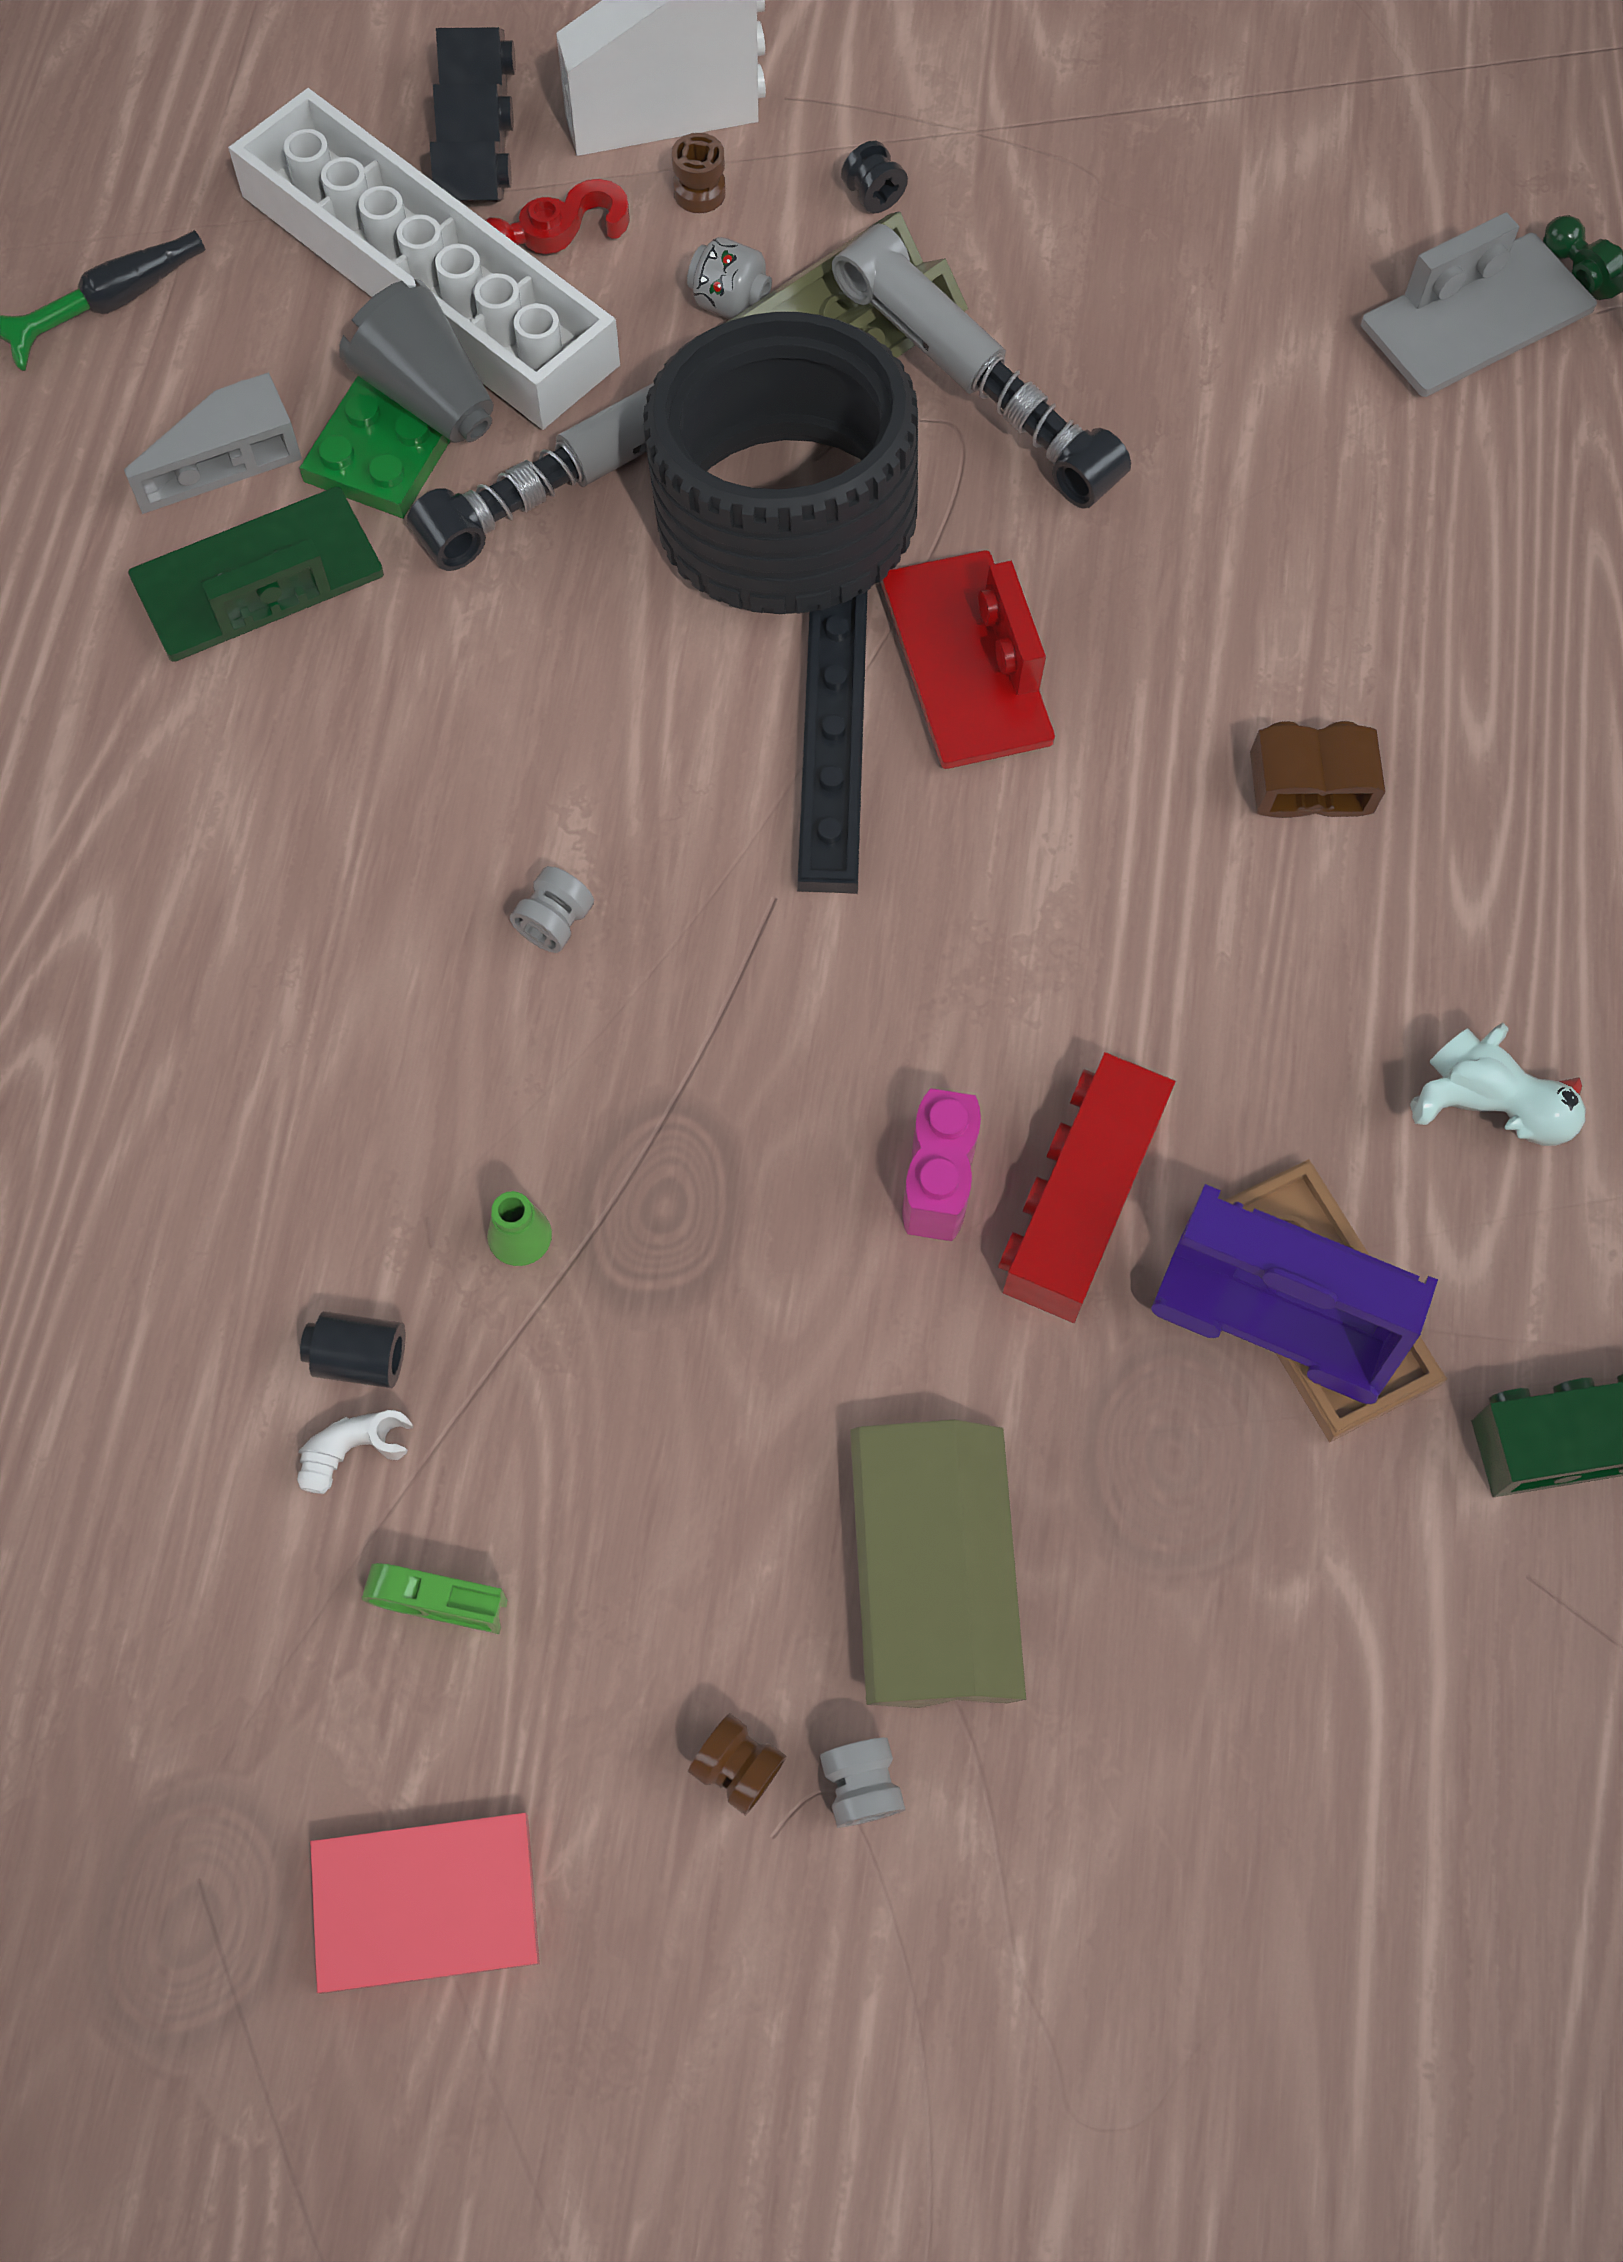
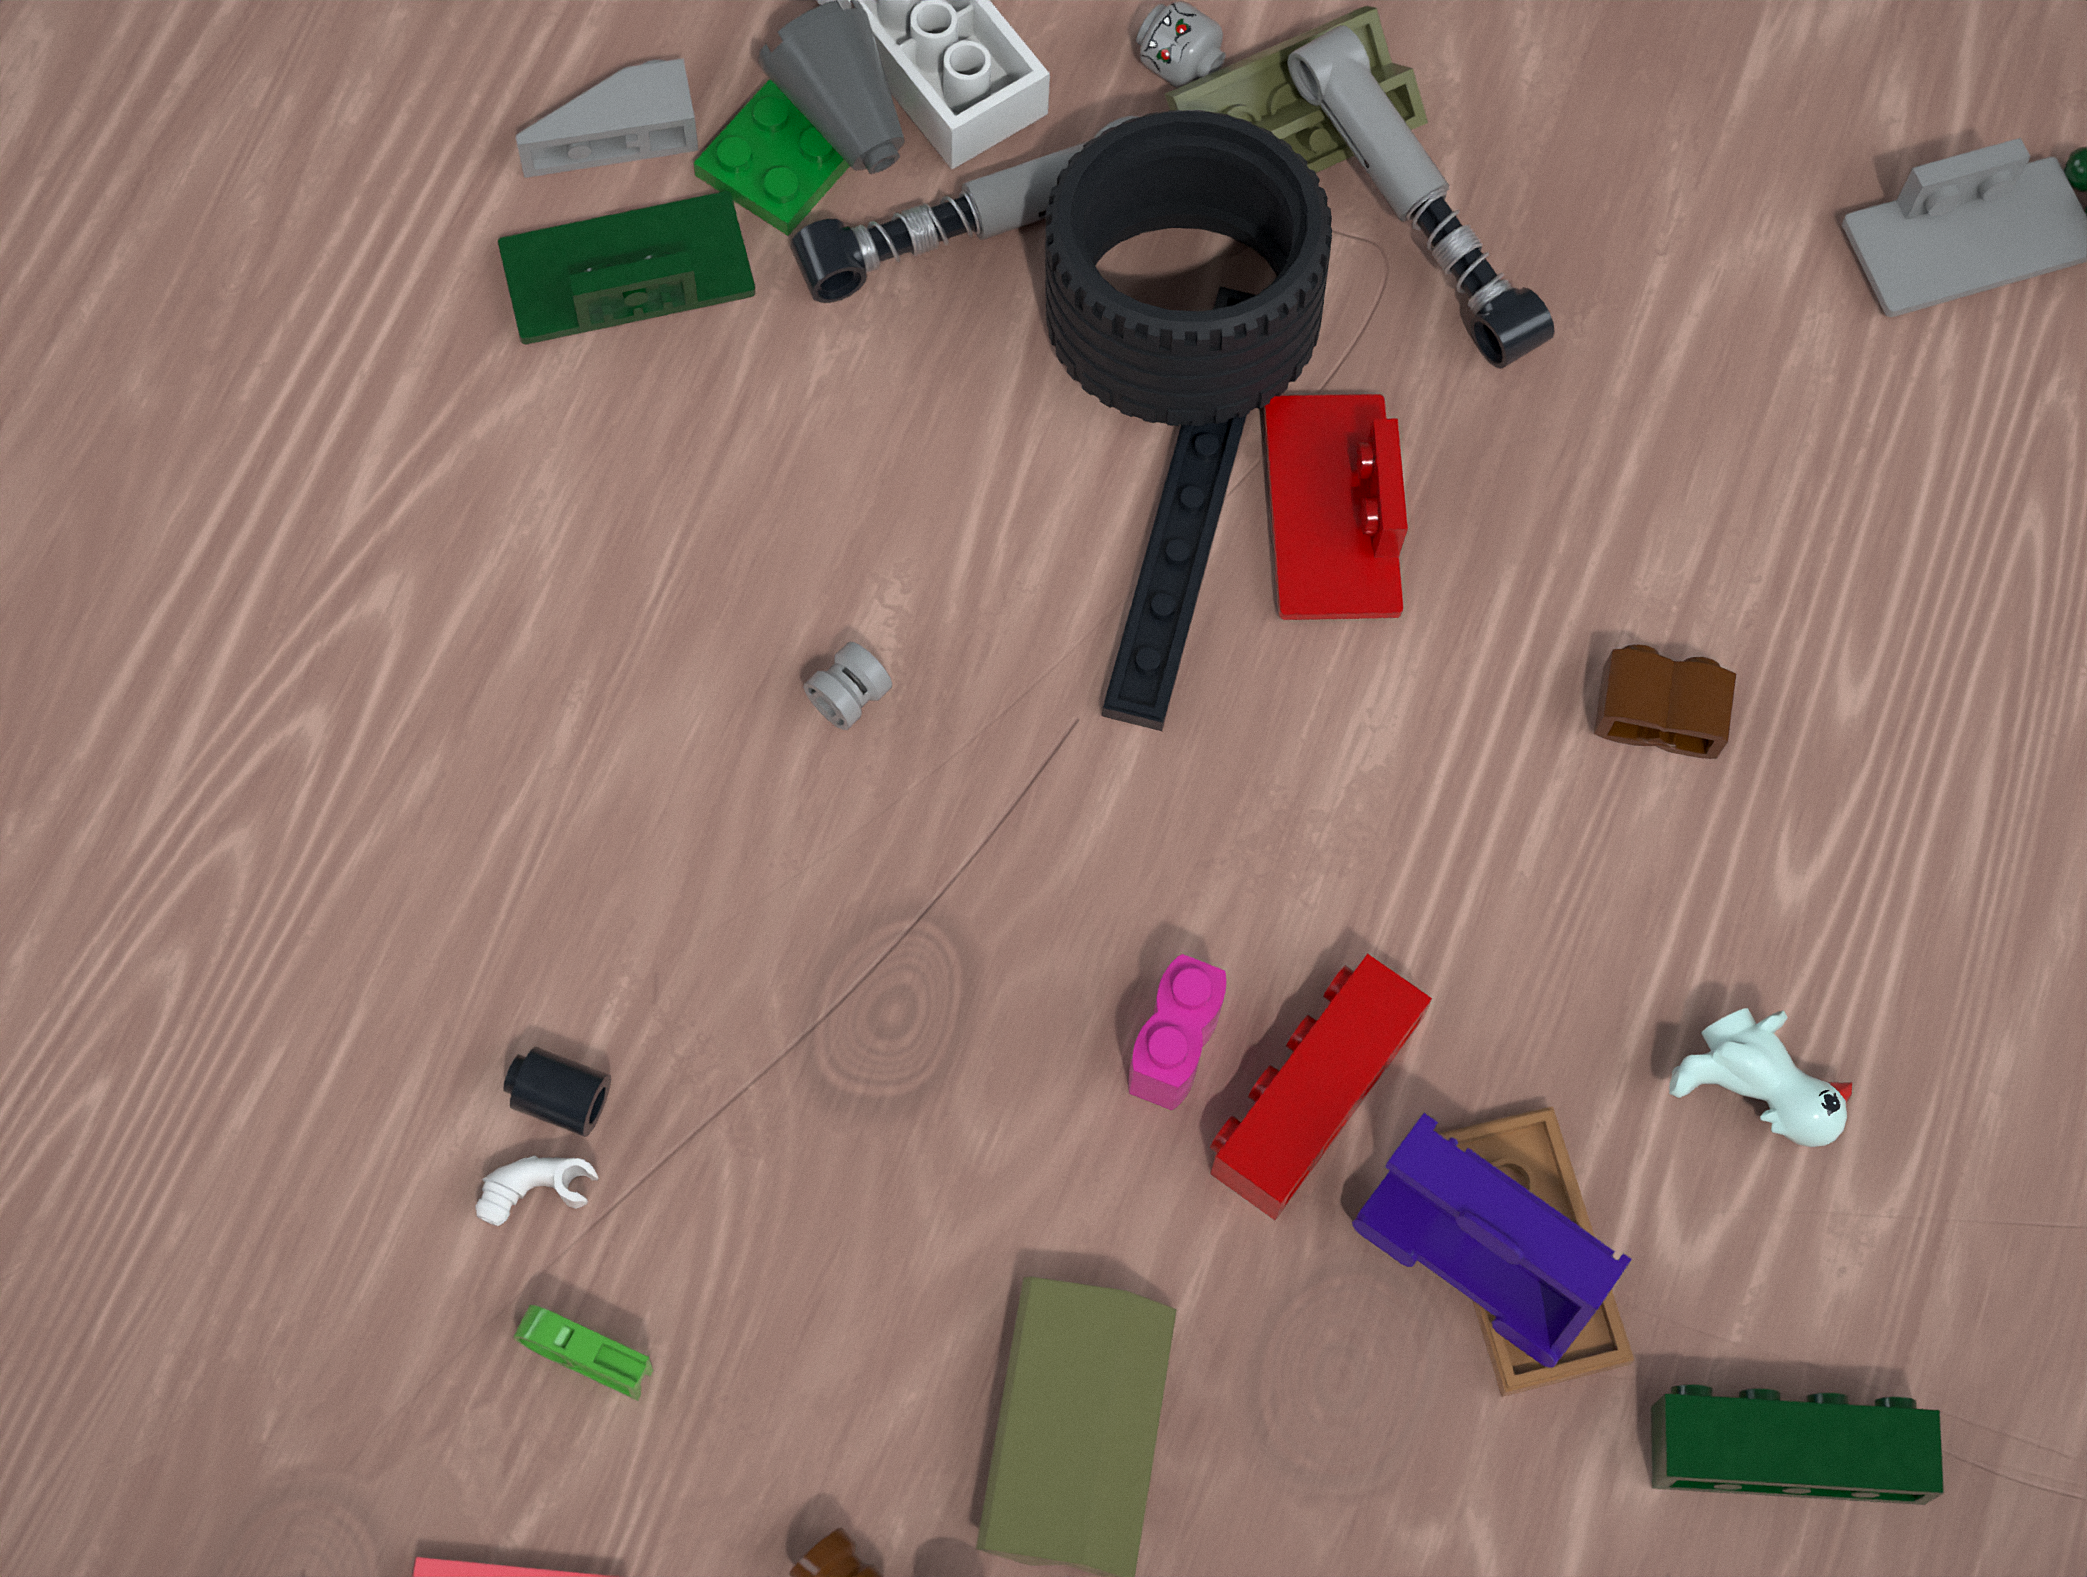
camera: 10 degrees right, 0 degrees up
(518, 1230) = (746, 1018): bright green cone -> none

